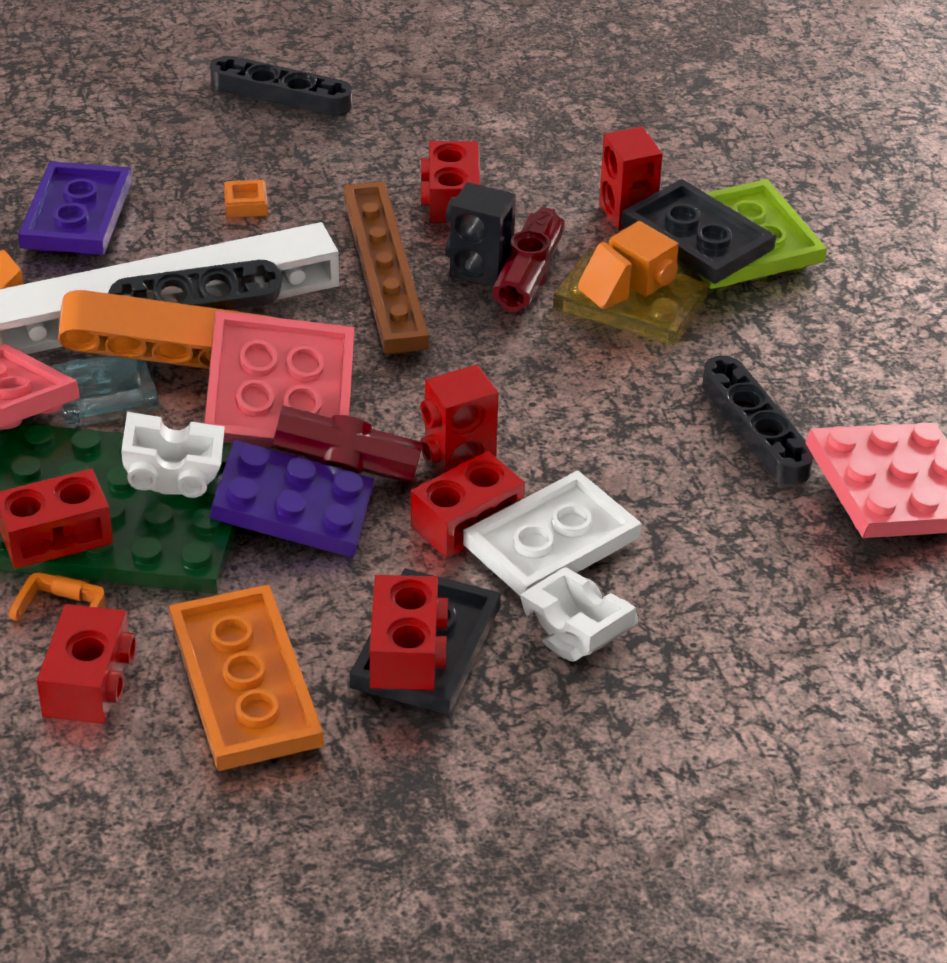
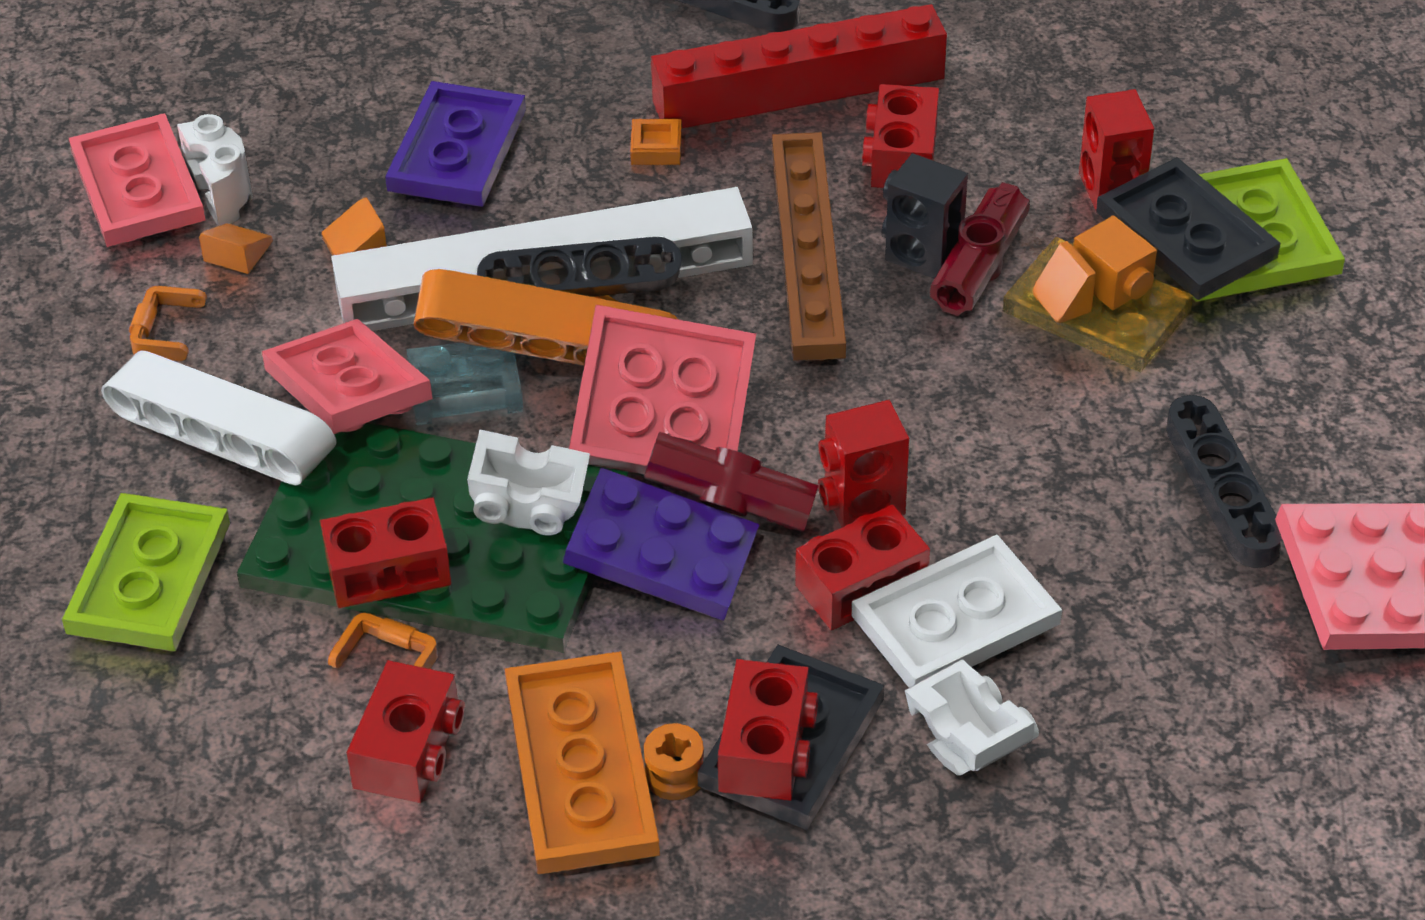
camera: 10 degrees right, 5 degrees up
(326, 668) = (669, 777): none -> orange wheel
(356, 134) = (799, 66): none -> red brick

